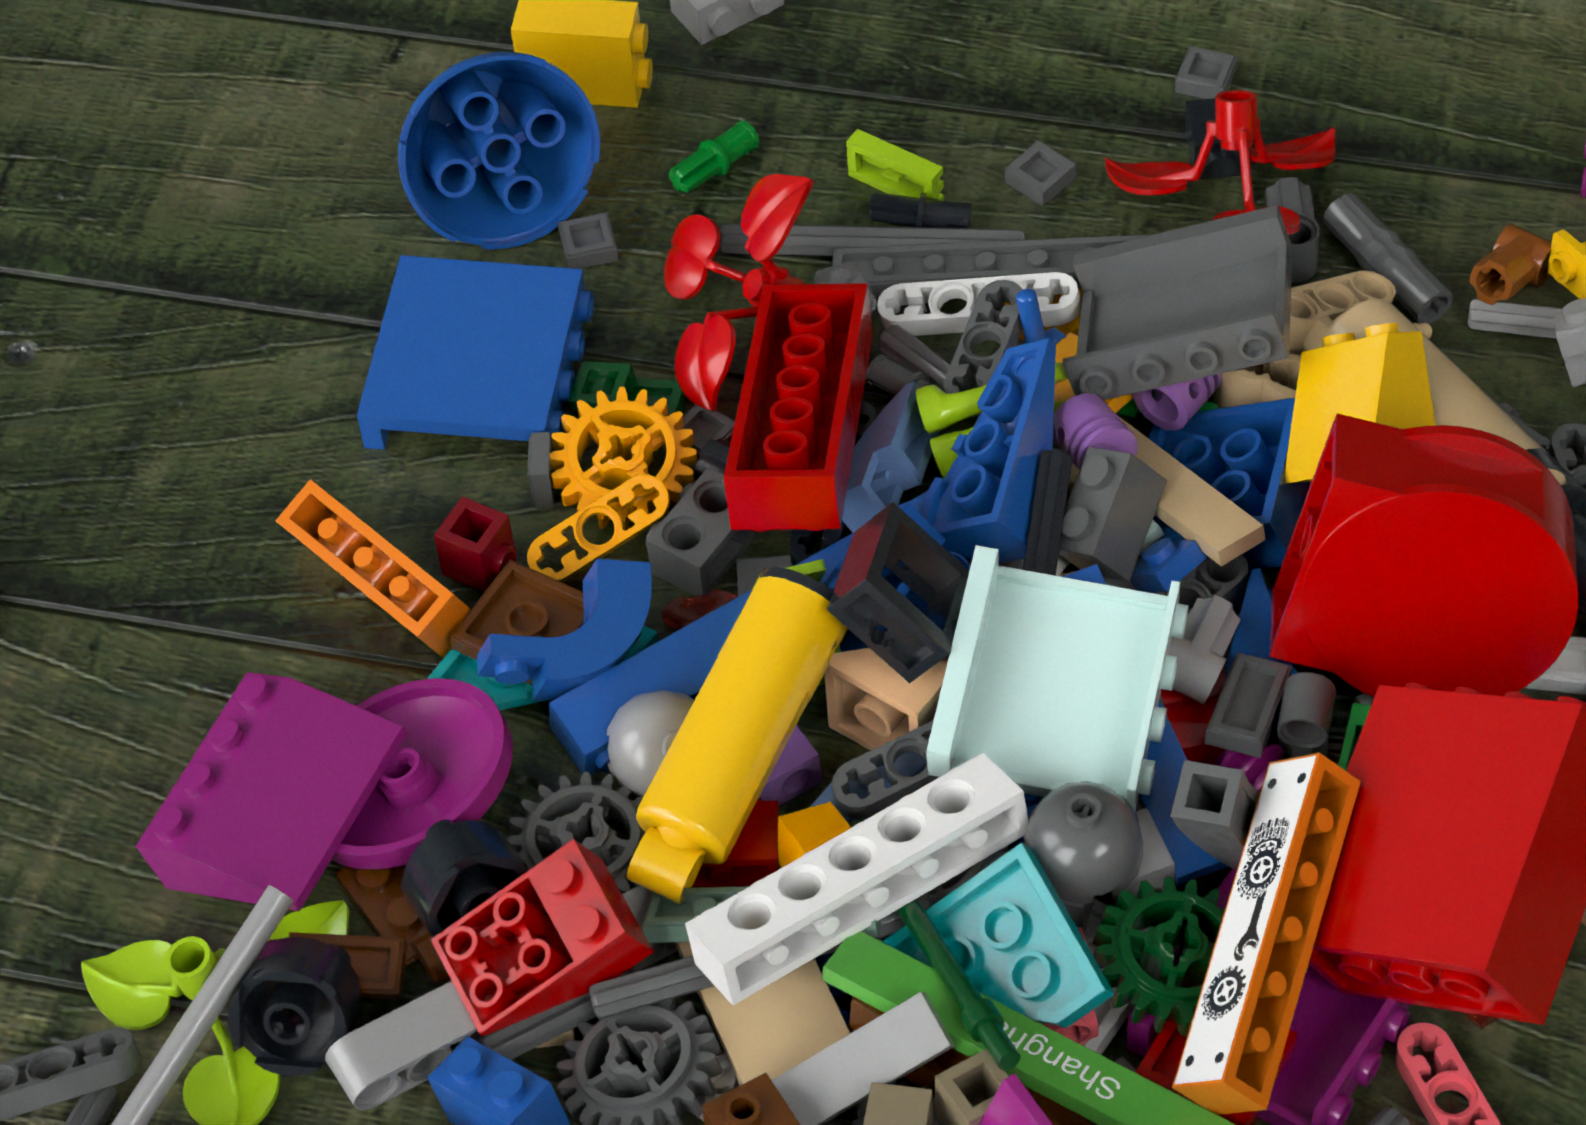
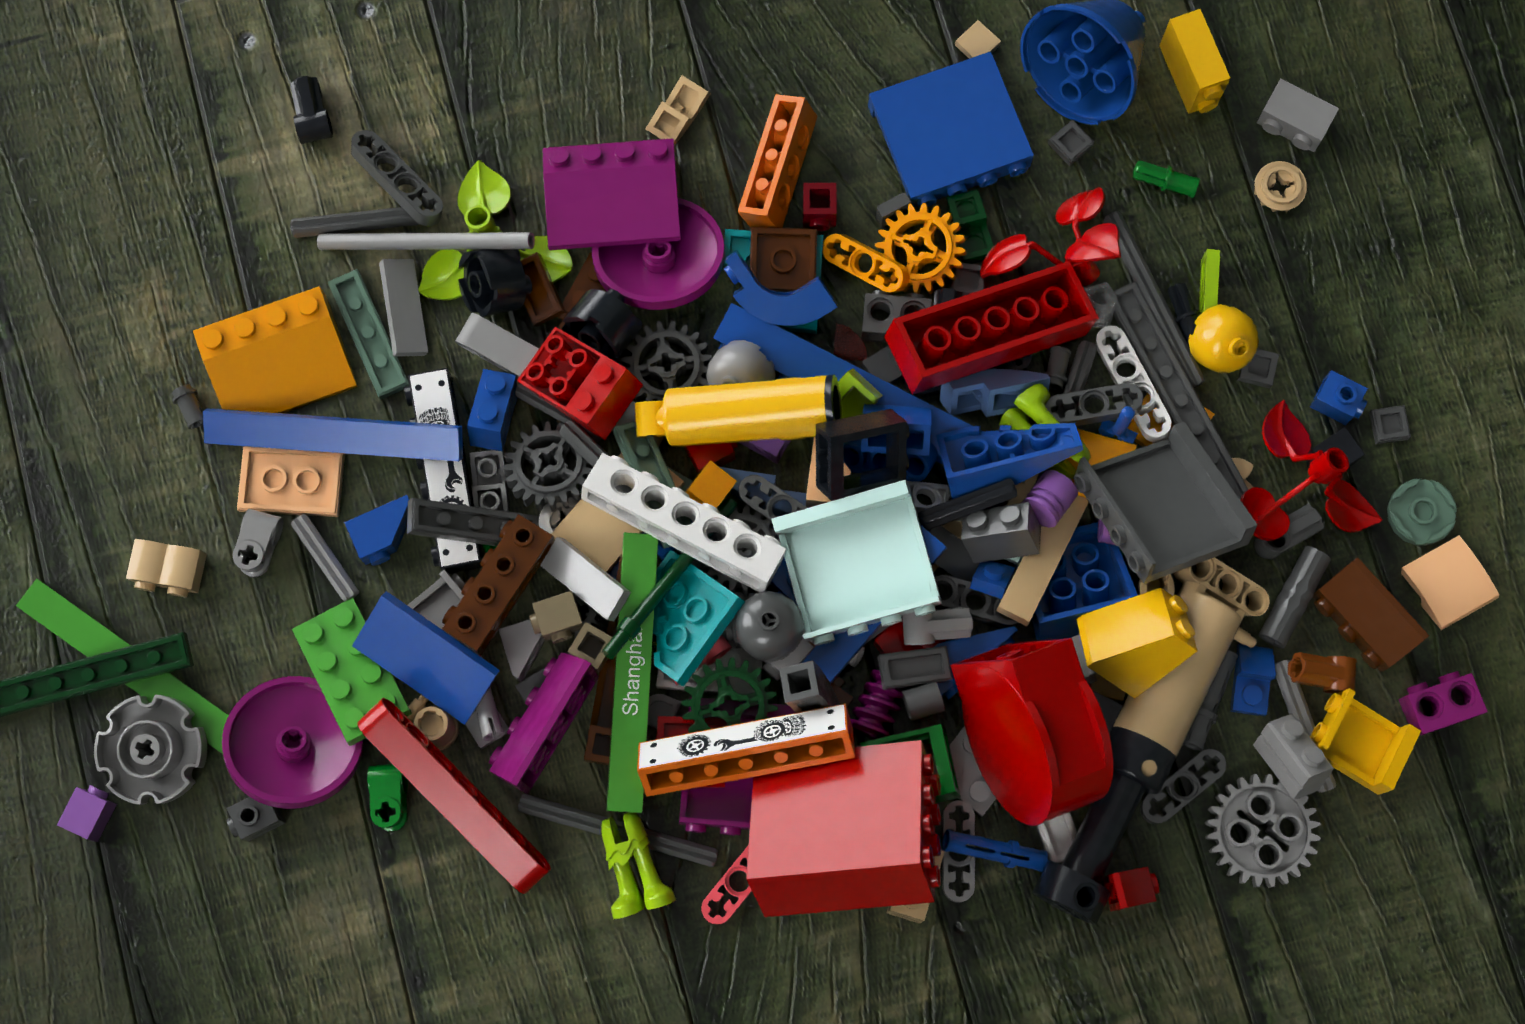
camera: 60 degrees right, 25 degrees up
(198, 668) = (678, 111): none -> tan slope
(368, 281) = (977, 41): none -> tan tile
(797, 37) = (1287, 175): none -> tan gear
(985, 174) = (1224, 339): none -> yellow cylinder
(1138, 102) = (1339, 398): none -> blue brick
(1345, 90) = (1421, 512): none -> sand green tile
(1459, 95) = (1450, 582): none -> light nougat slope
(1461, 178) = (1369, 616): none -> reddish brown slope
(1483, 356) = (1252, 680): none -> blue slope

